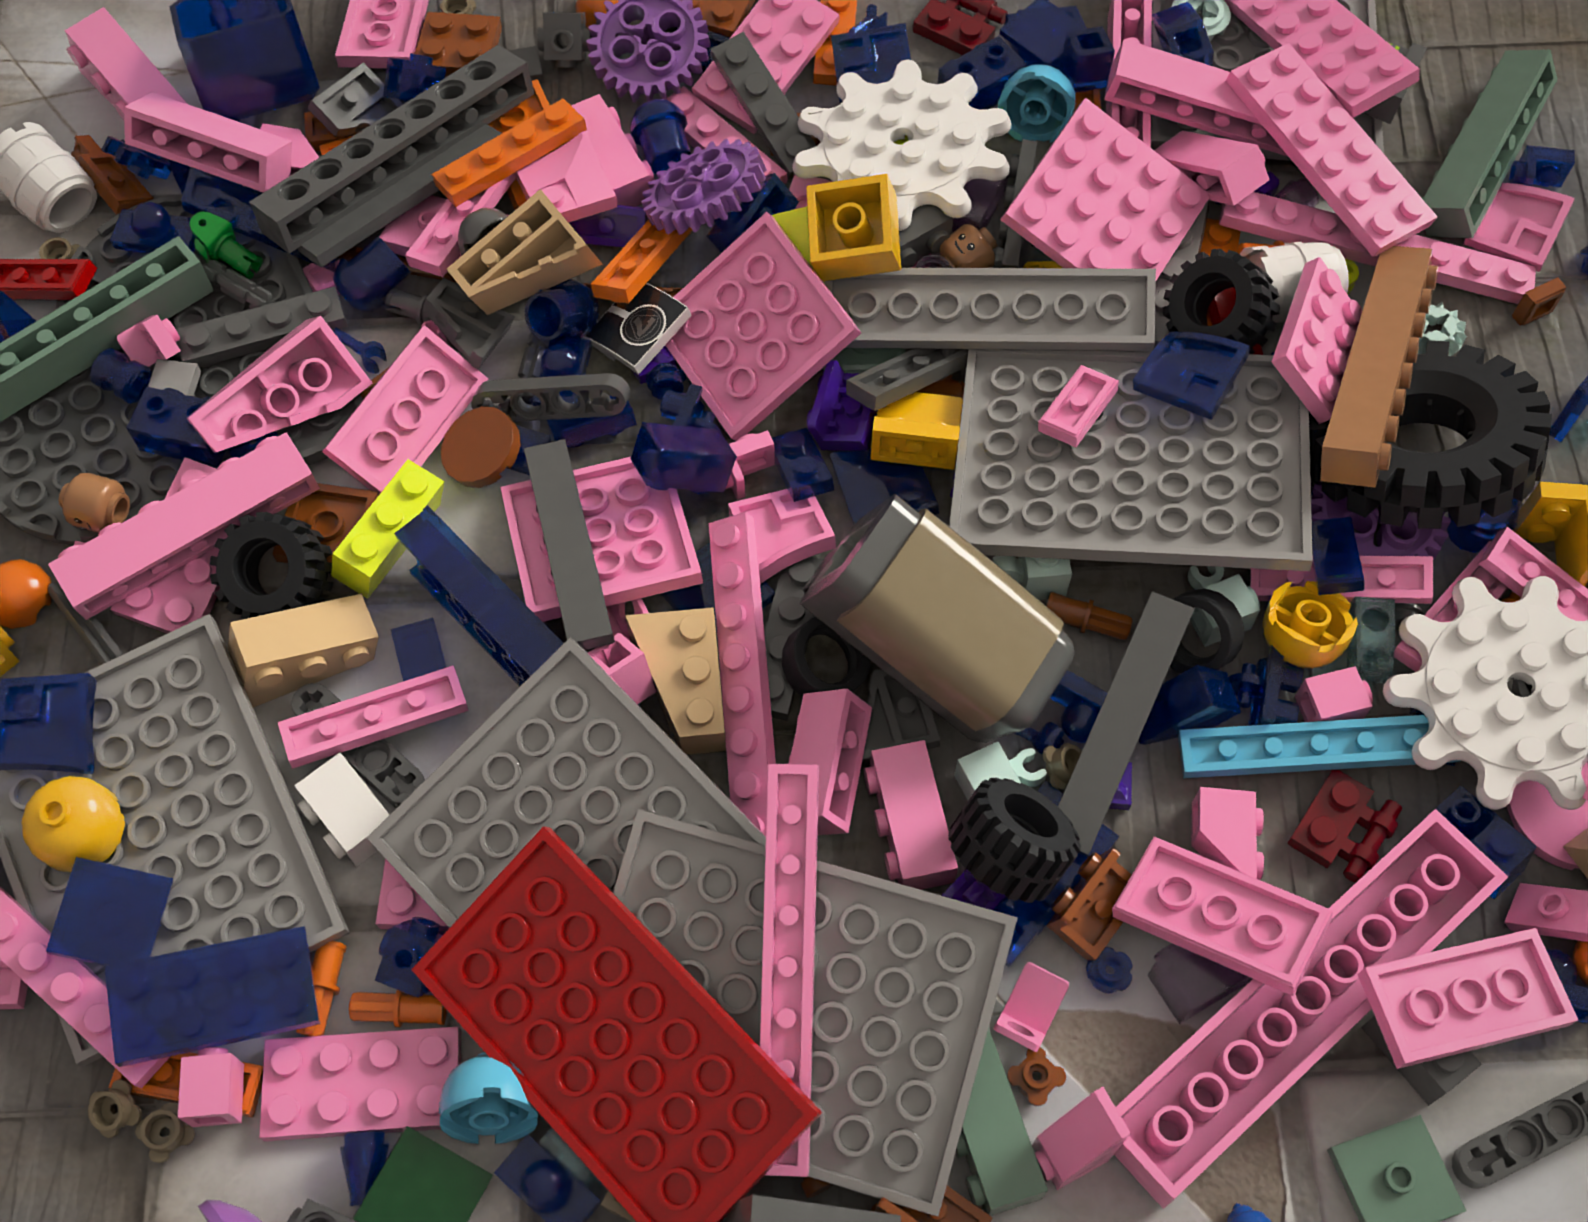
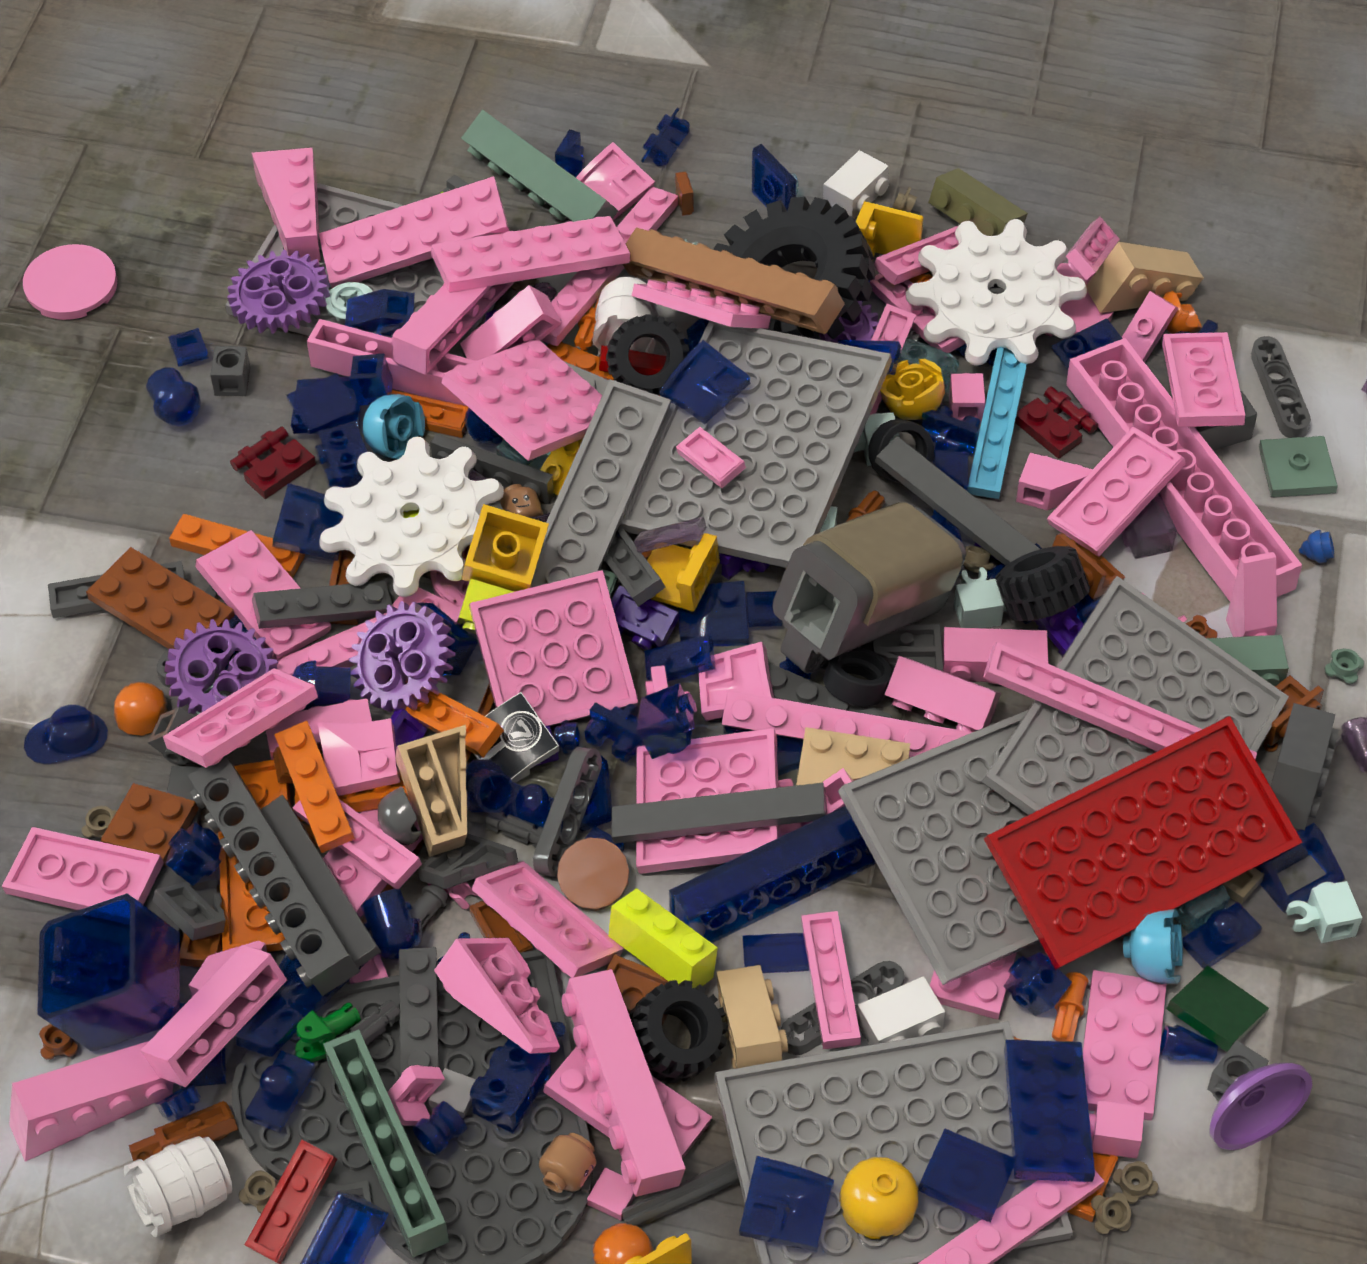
camera: 75 degrees left, 10 degrees down
(574, 63) = (240, 717): none -> bright pink plate
(871, 20) = (249, 521): clear blue hand -> none
(950, 395) = (670, 534): none -> tile
(1107, 982) = (1139, 572): clear blue plate -> none

